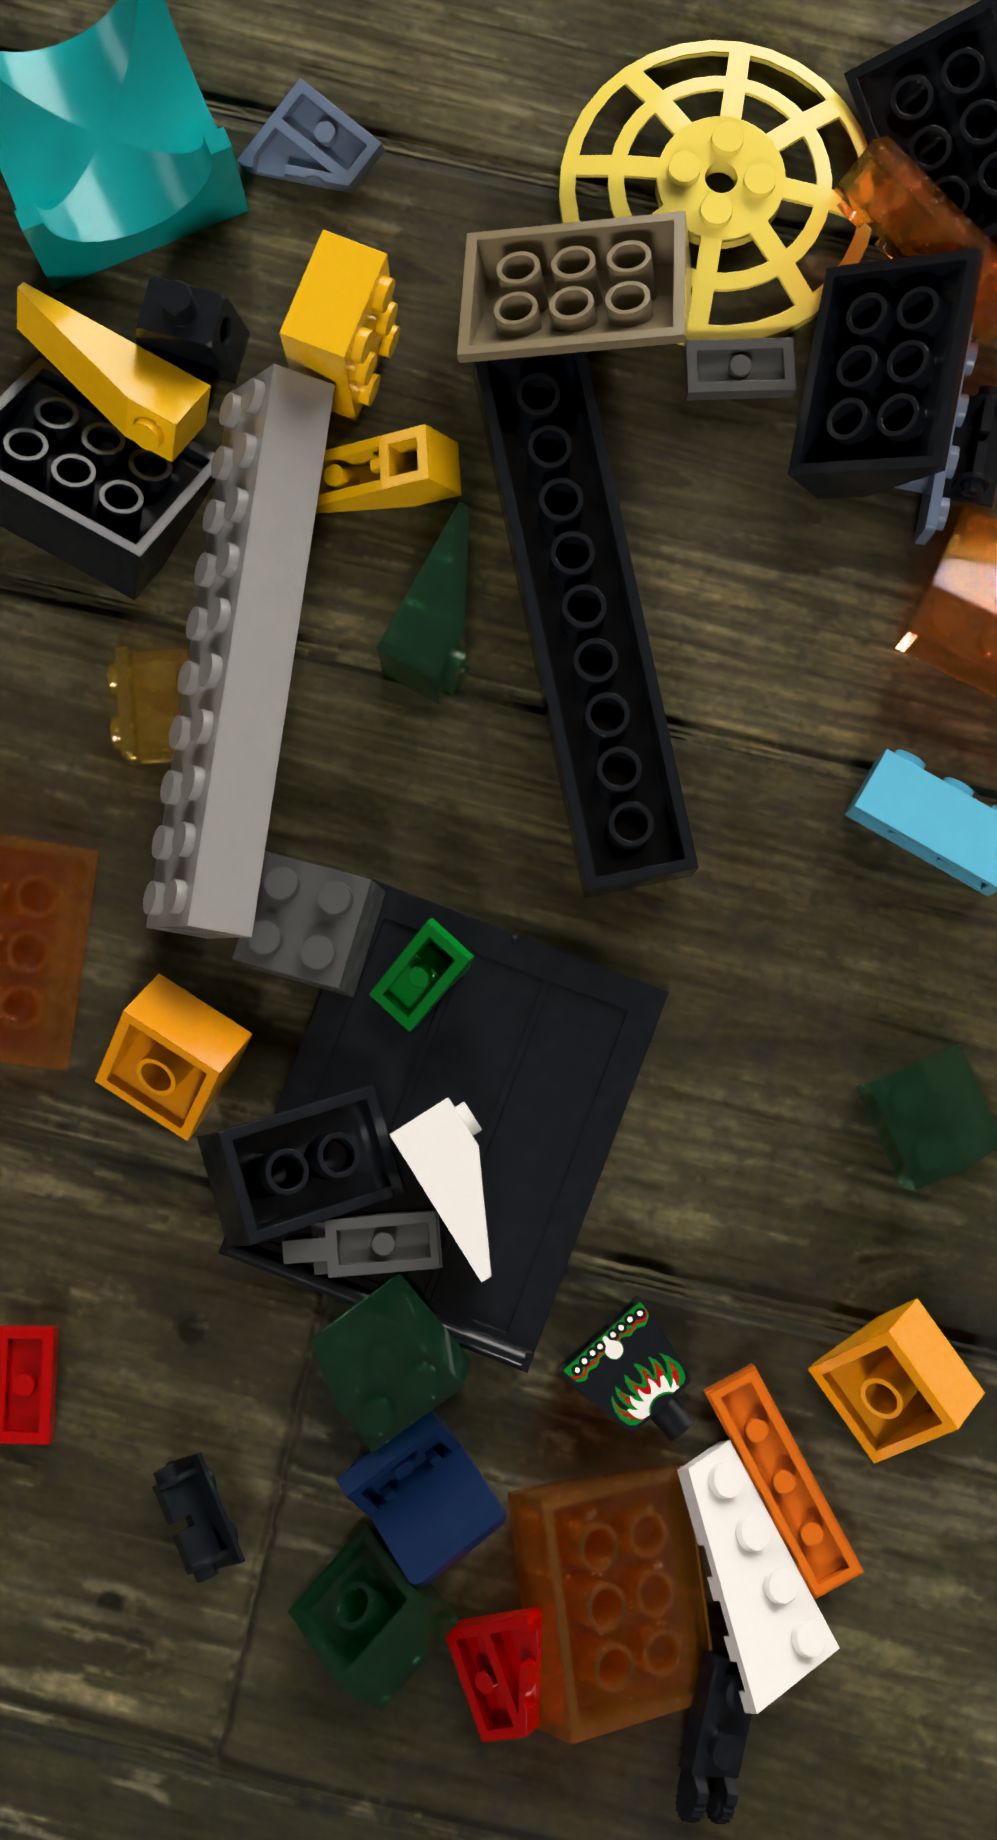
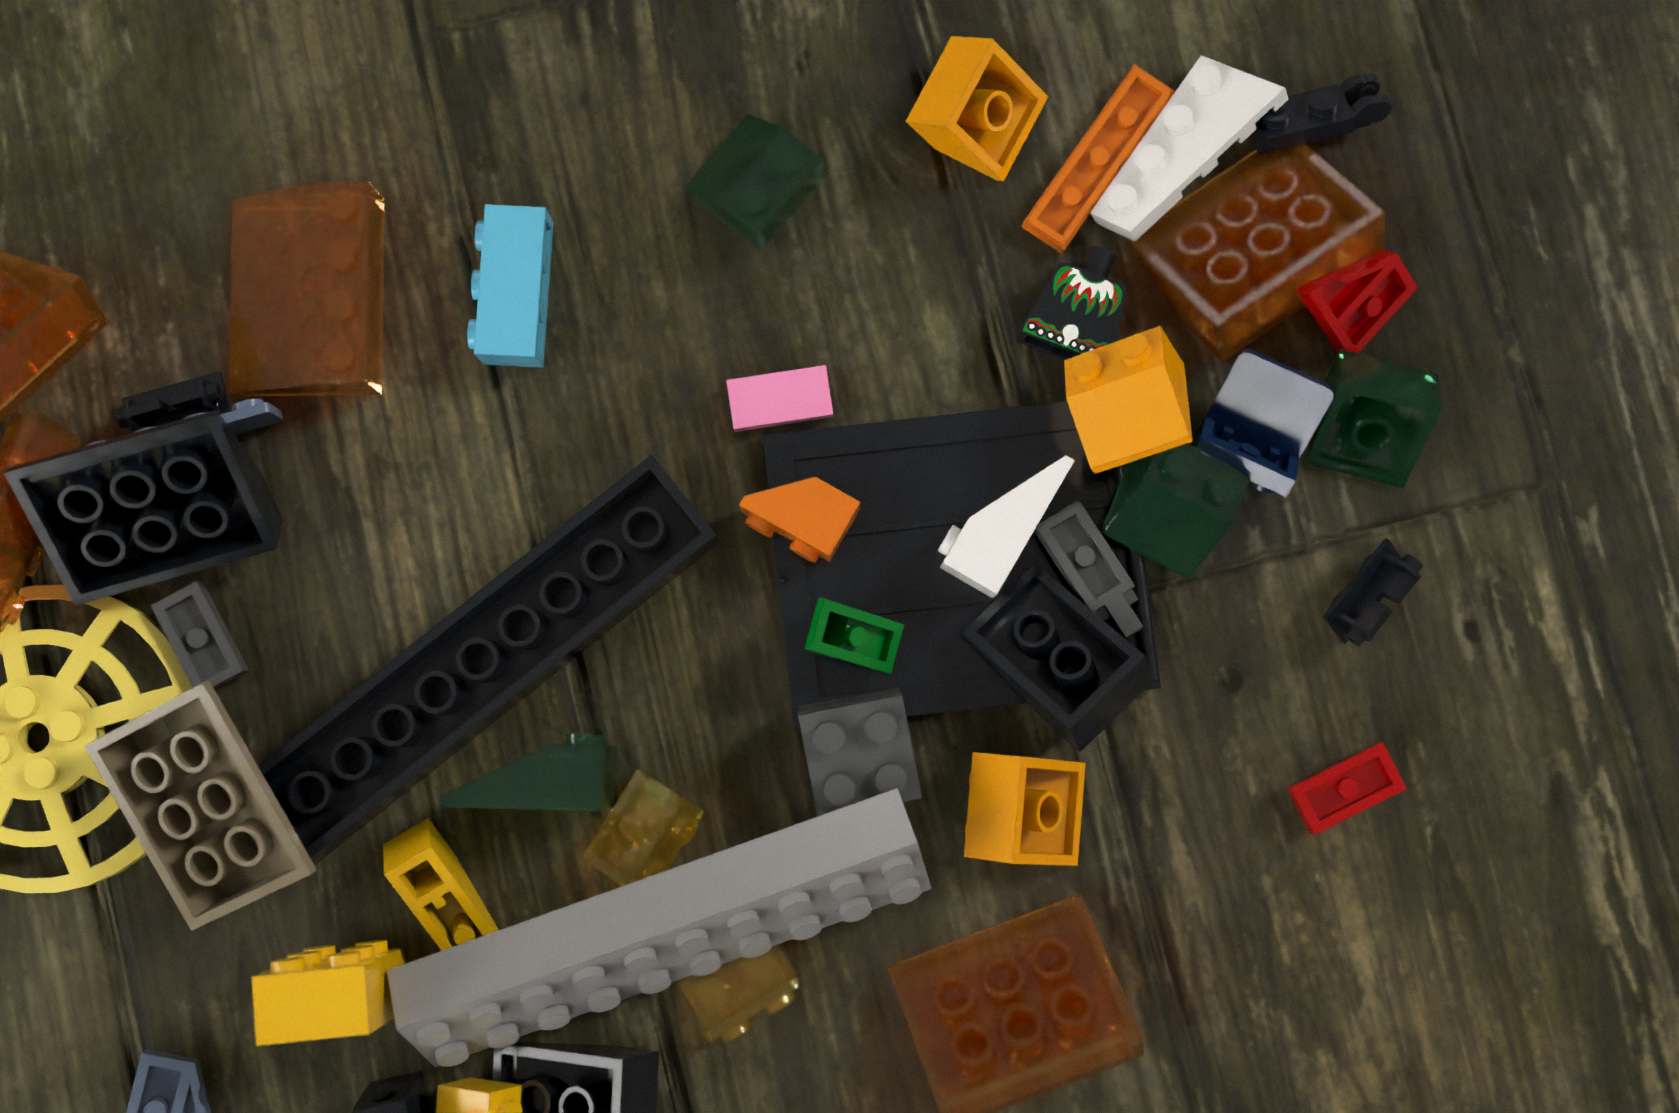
camera: 115 degrees left, 0 degrees up
(342, 685) = (643, 831): none -> clear yellow bracket
(513, 1369) = (1128, 399): none -> light orange slope
(566, 992) = (806, 513): none -> orange slope
(696, 1027) = (779, 398): none -> bright pink tile

